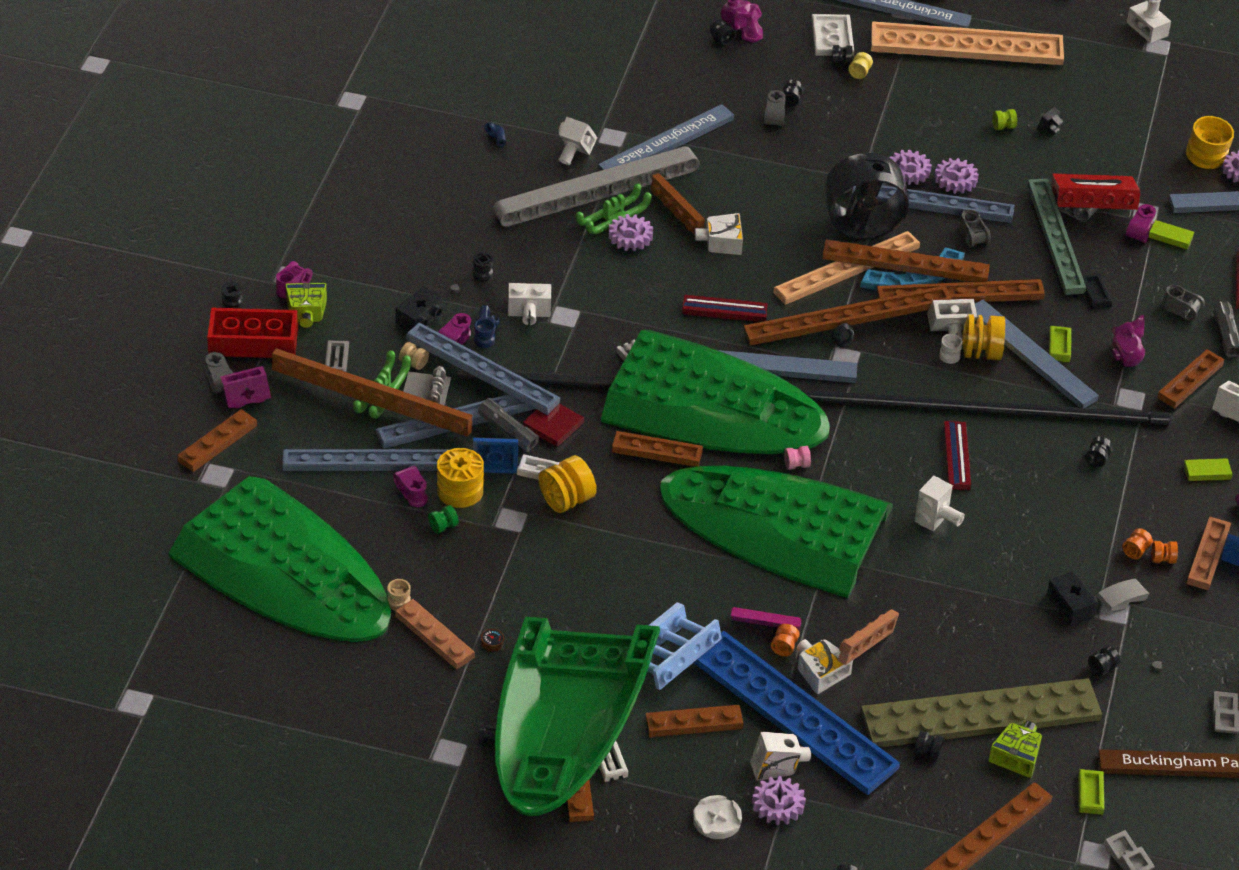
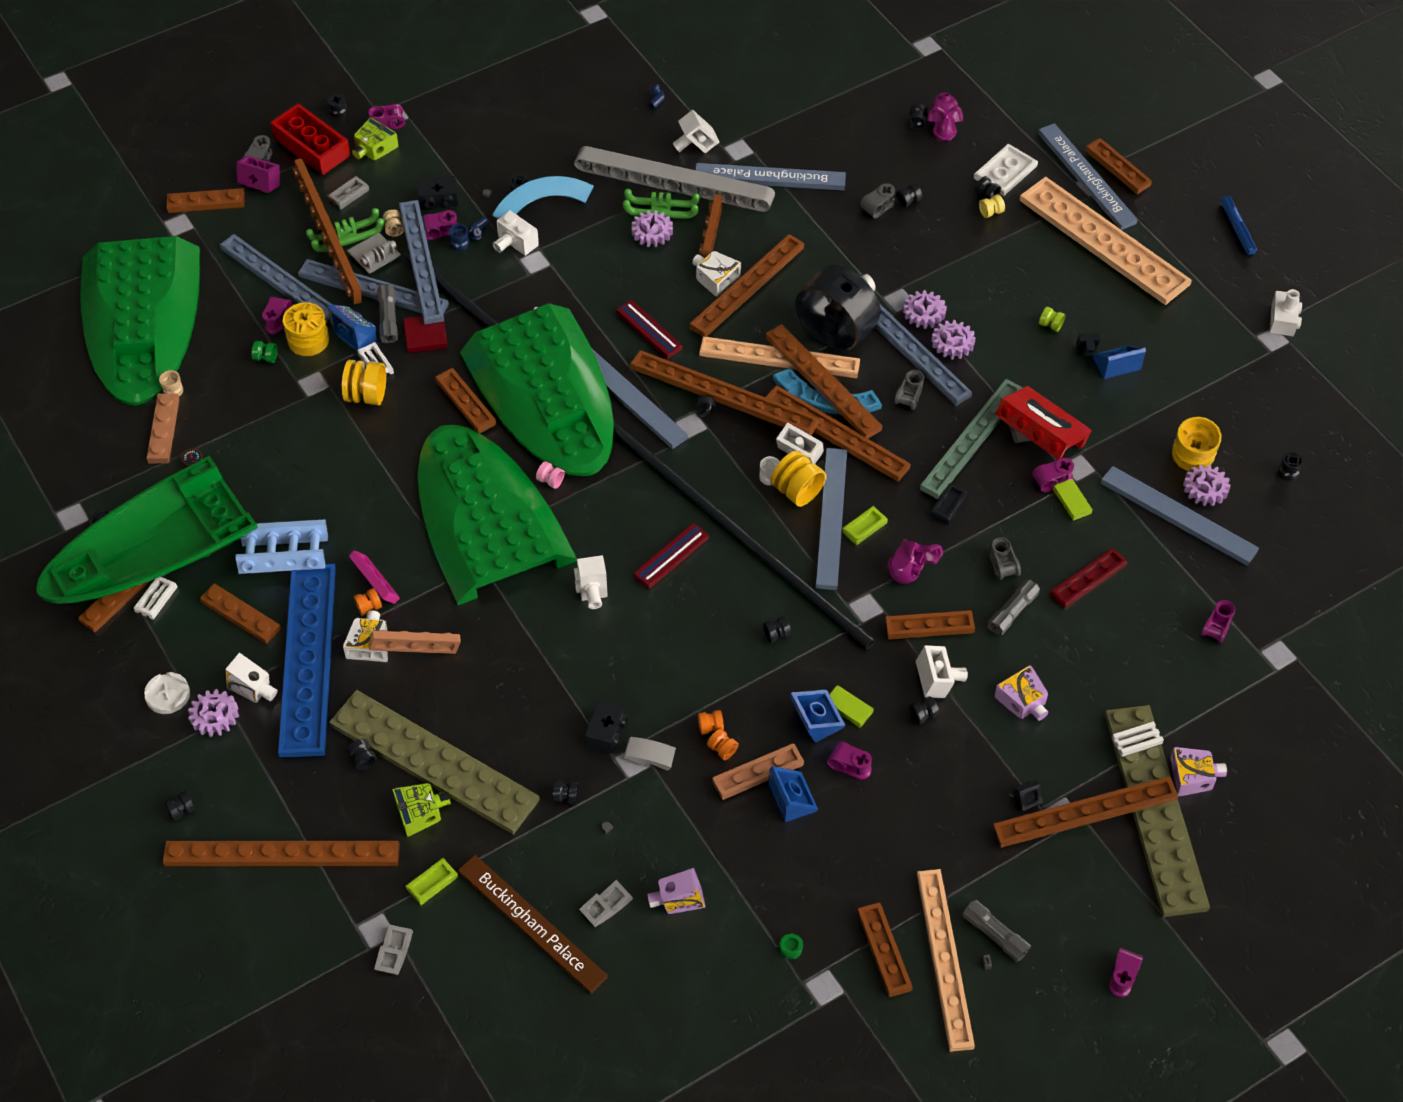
camera: 45 degrees right, 10 degrees up
(506, 256) = (543, 188): none -> dark azure tile
(758, 231) = (746, 286): none -> dark orange plate
(1083, 119) = (1119, 360): none -> blue slope
(1199, 488) = (817, 713): none -> blue slope

